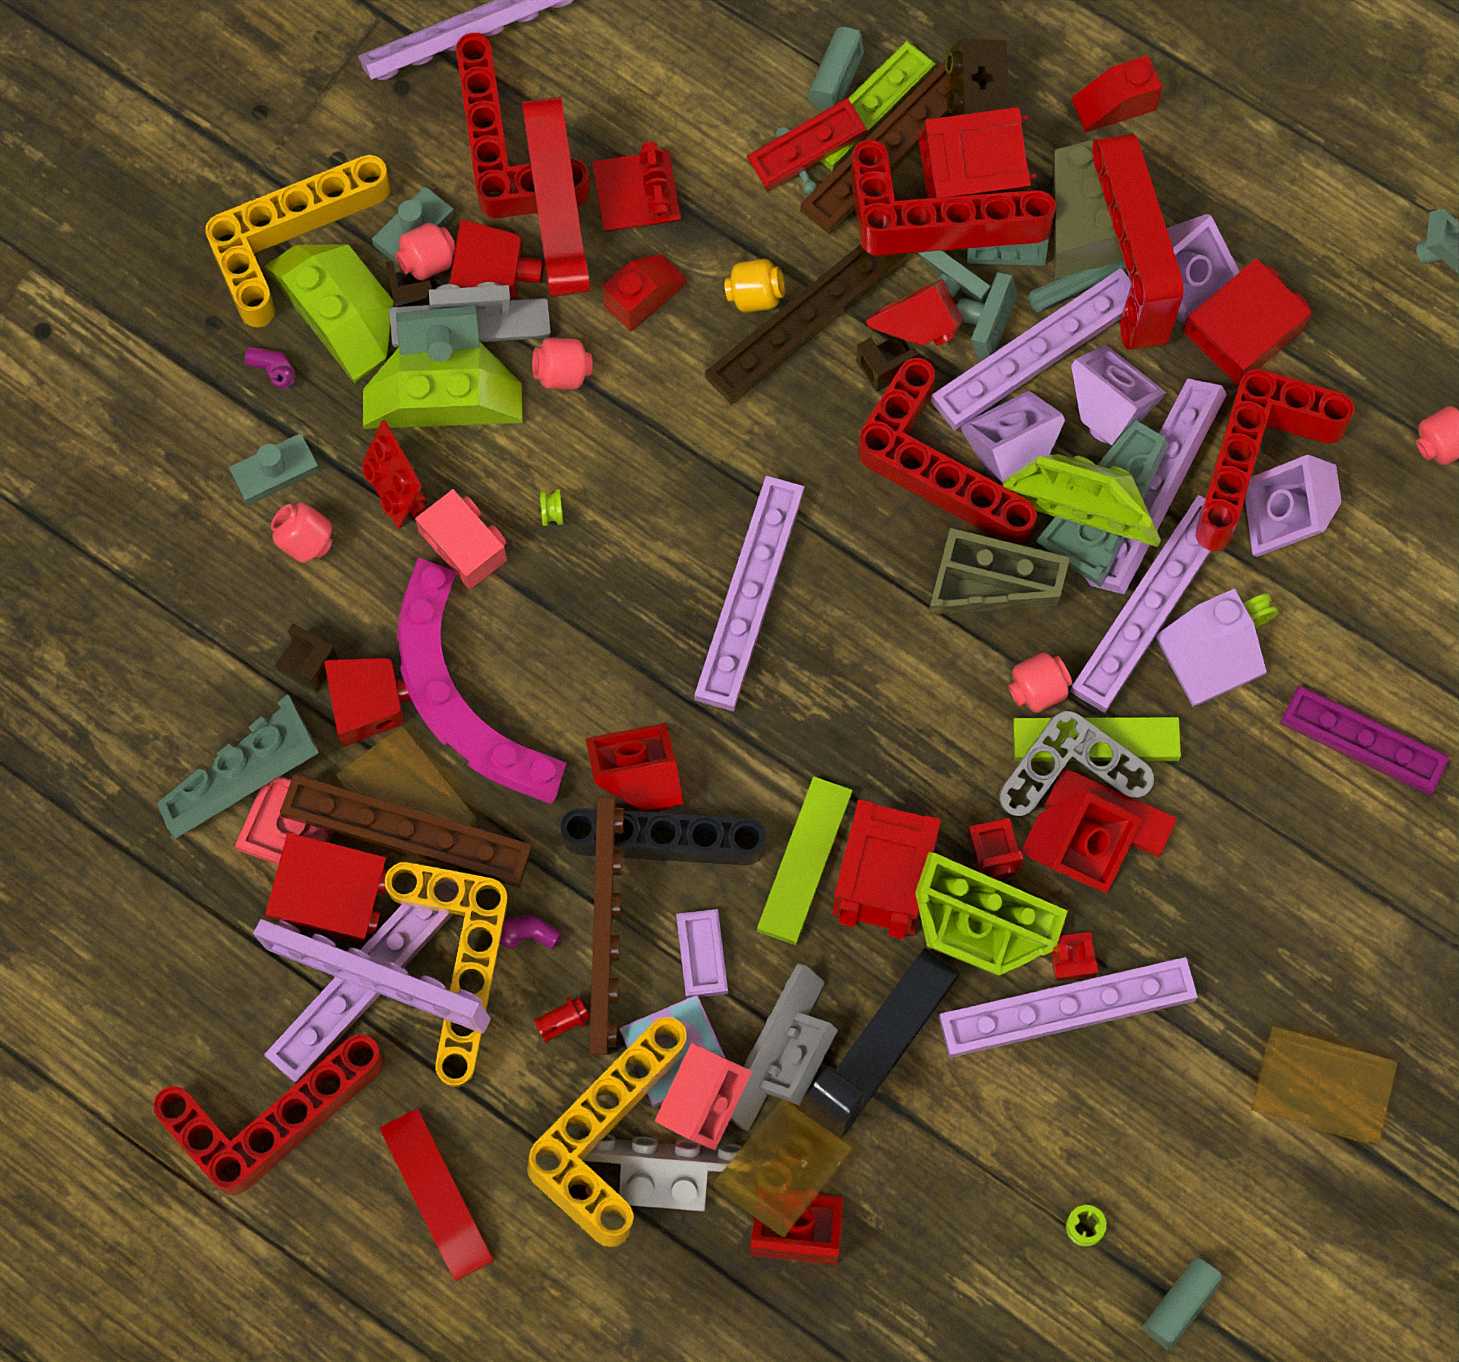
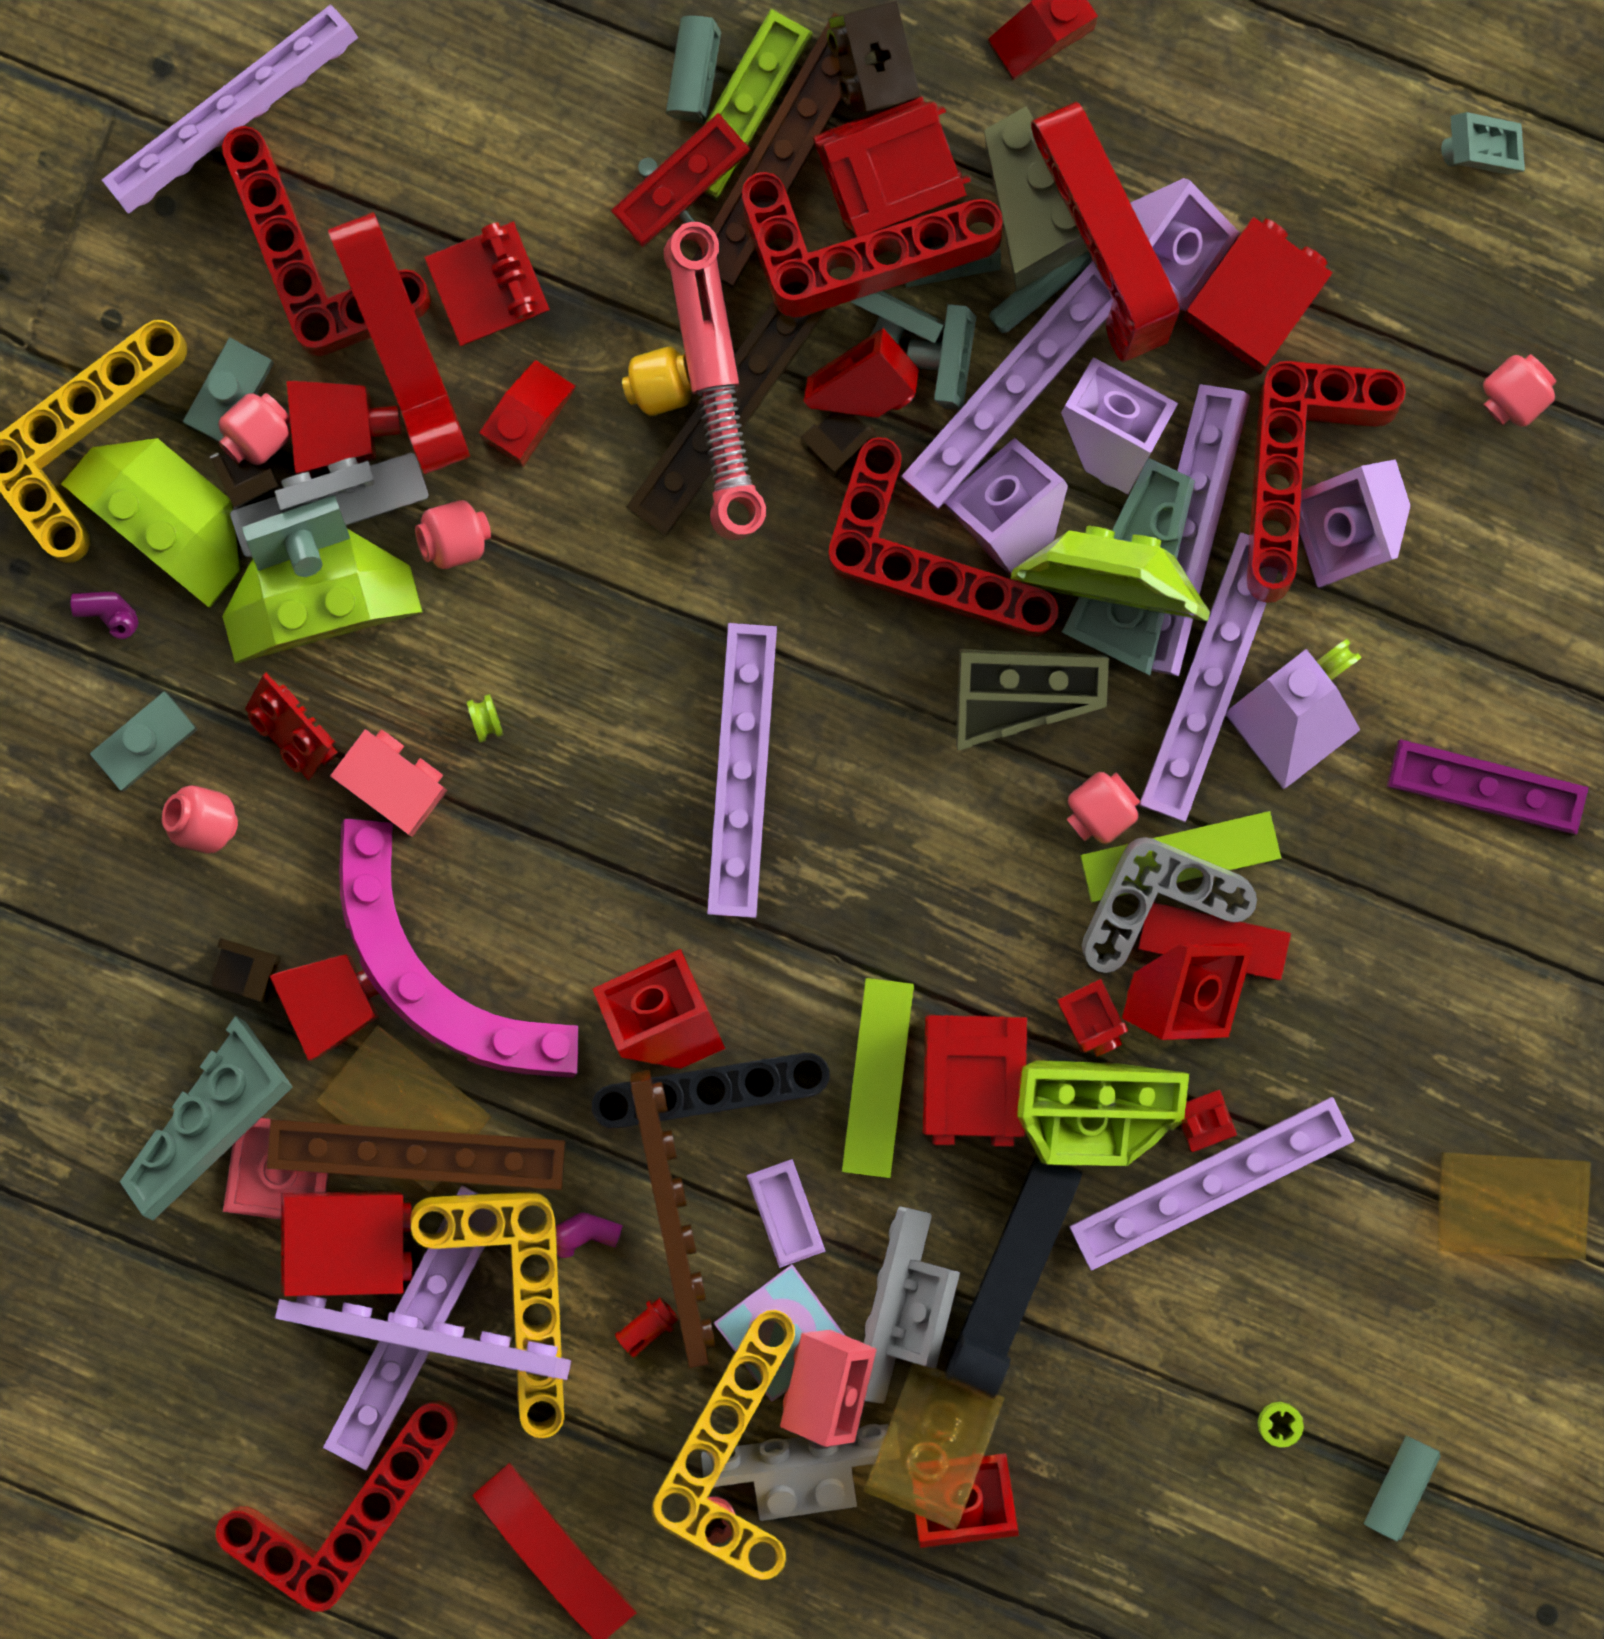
camera: 15 degrees left, 15 degrees up
(798, 285) = (713, 374): none -> coral piece

